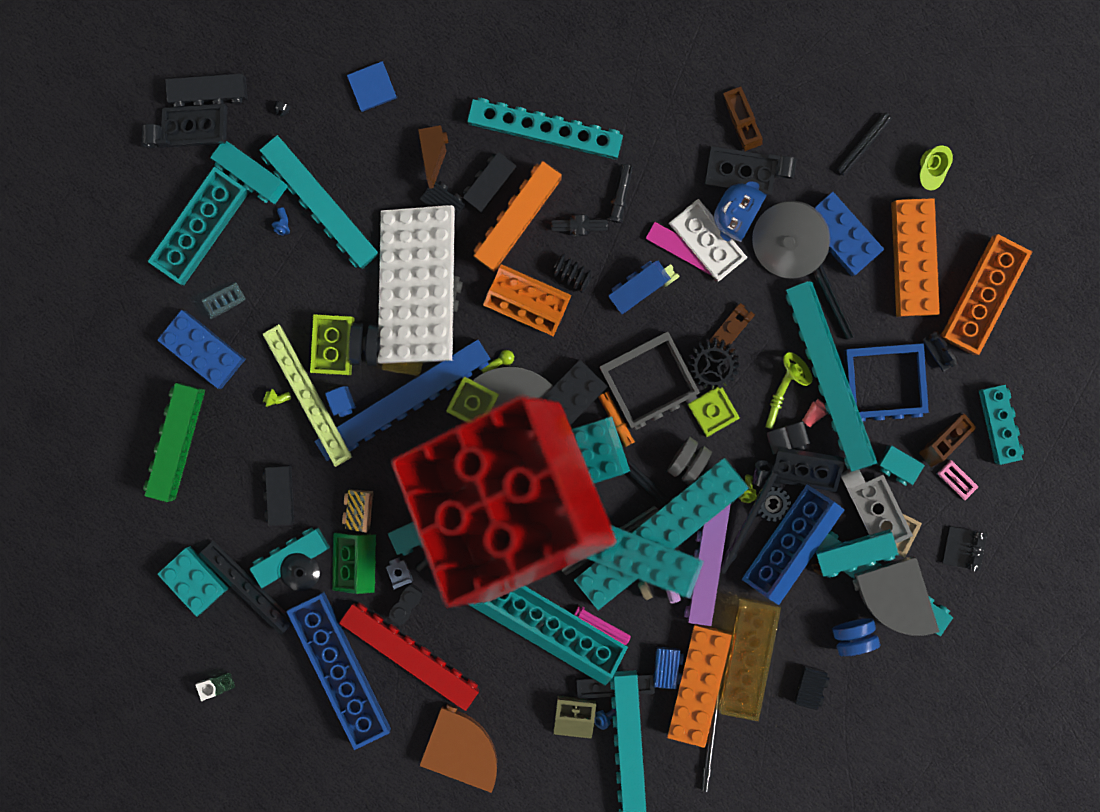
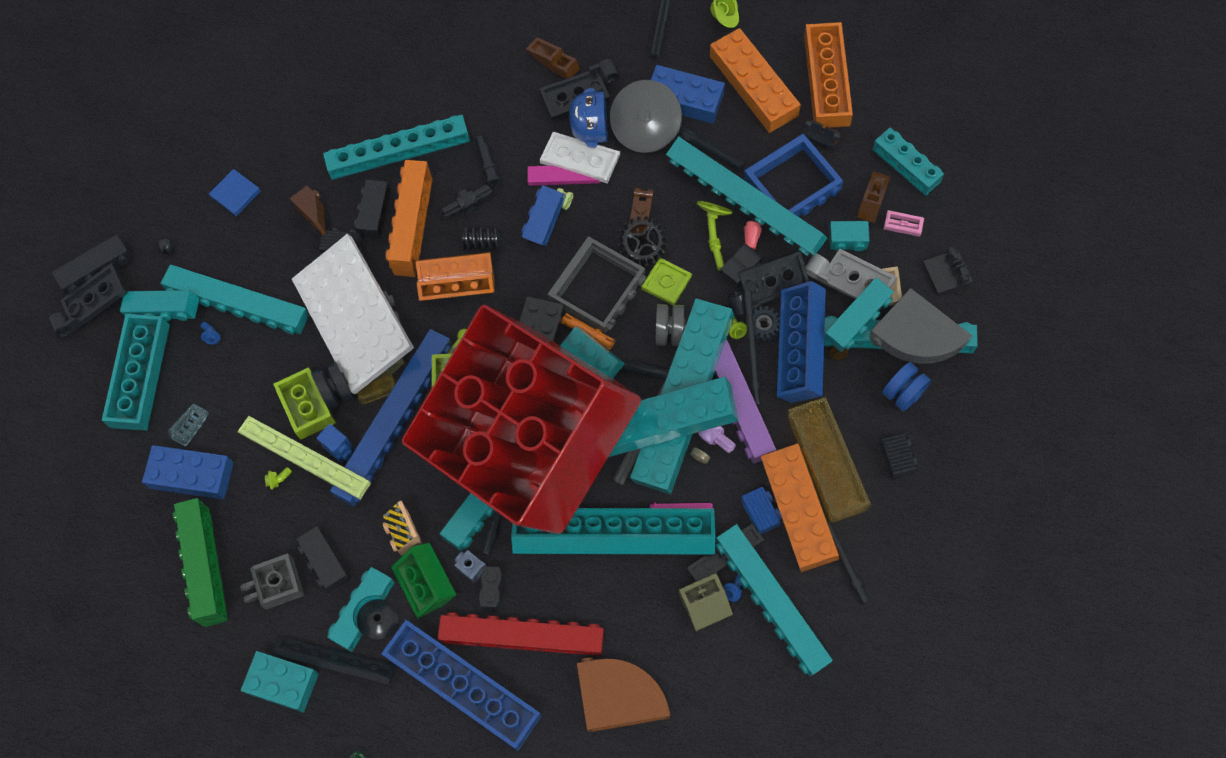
camera: 25 degrees left, 20 degrees down
(219, 499) = (265, 576): none -> dark grey hinge

